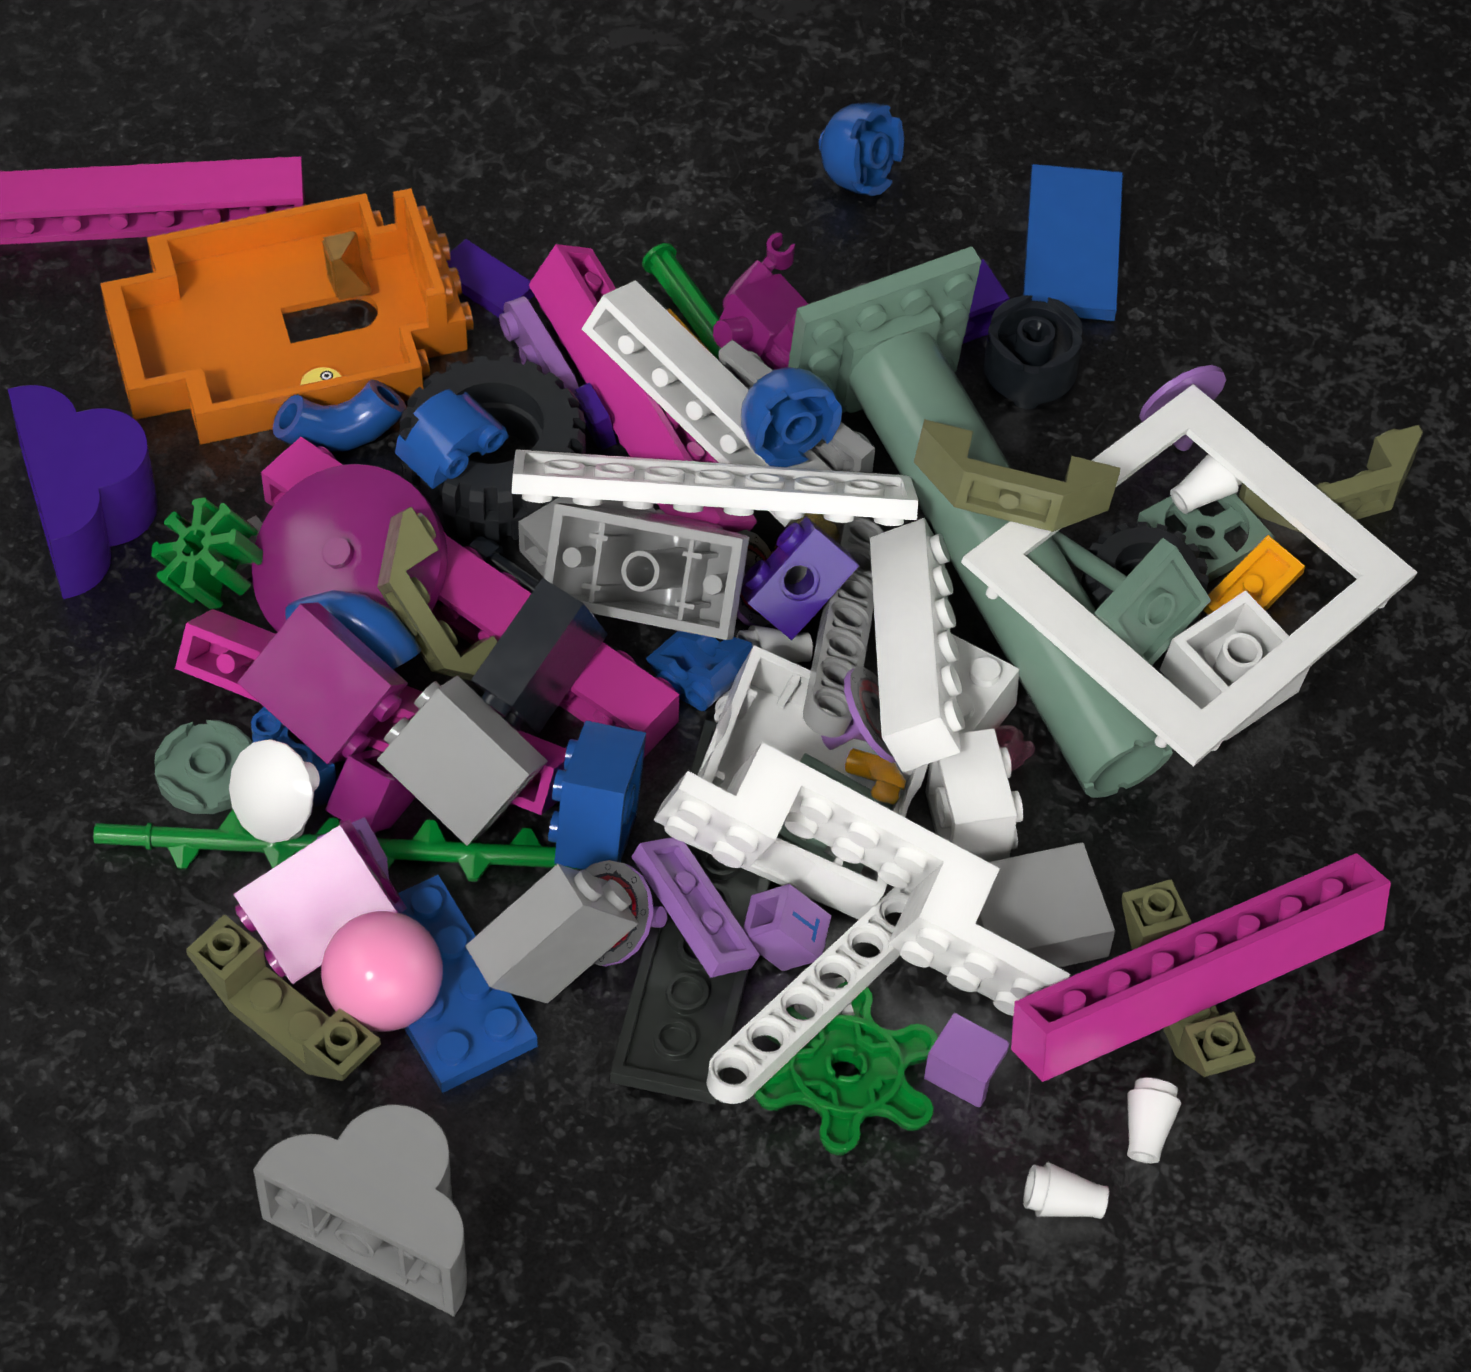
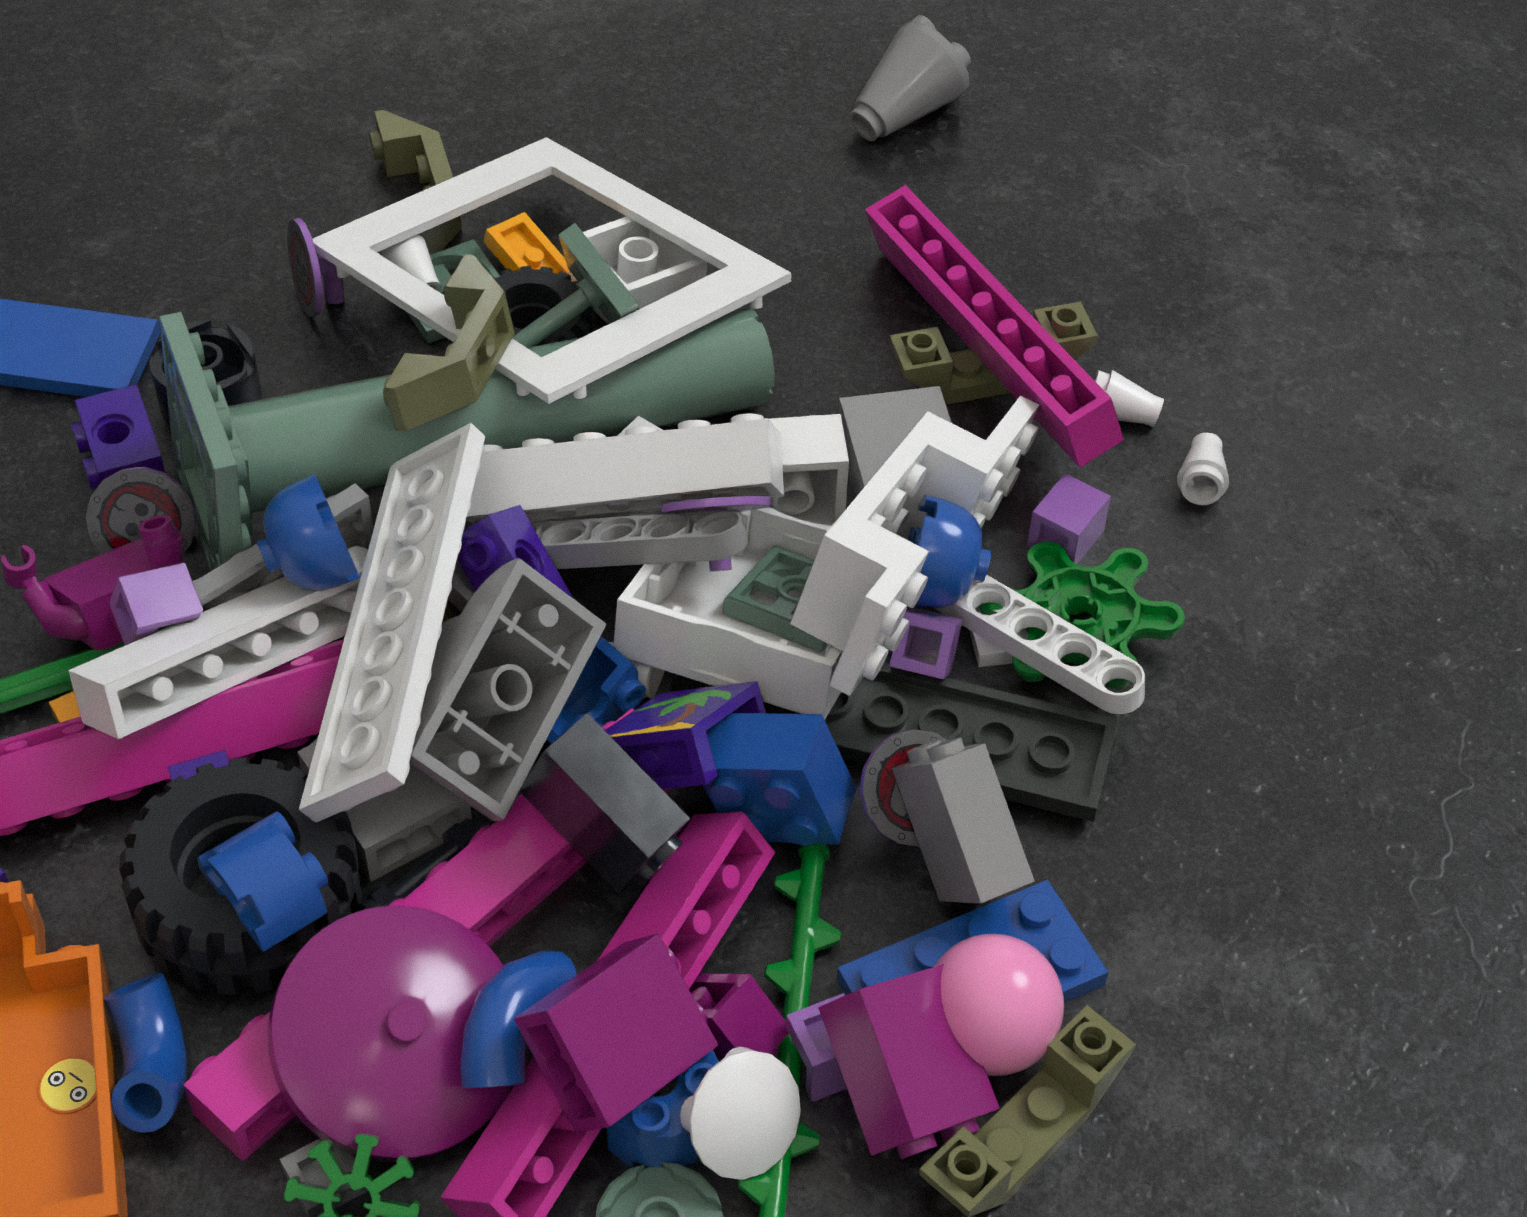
camera: 85 degrees left, 5 degrees down
(374, 1200) = (1275, 1010): light grey brick -> none
(407, 544) = (447, 933): olive slope -> none
(460, 758) = (728, 899): light grey brick -> none
(535, 344) = (74, 834): medium lavender plate -> none
(639, 707) = (670, 731): none -> dark purple panel
(695, 906) = (913, 705): medium lavender plate -> none
(720, 328) = (153, 601): none -> medium lavender panel
(858, 911) = (954, 552): none -> blue cylinder
(885, 774) = (763, 534): light orange arm -> none

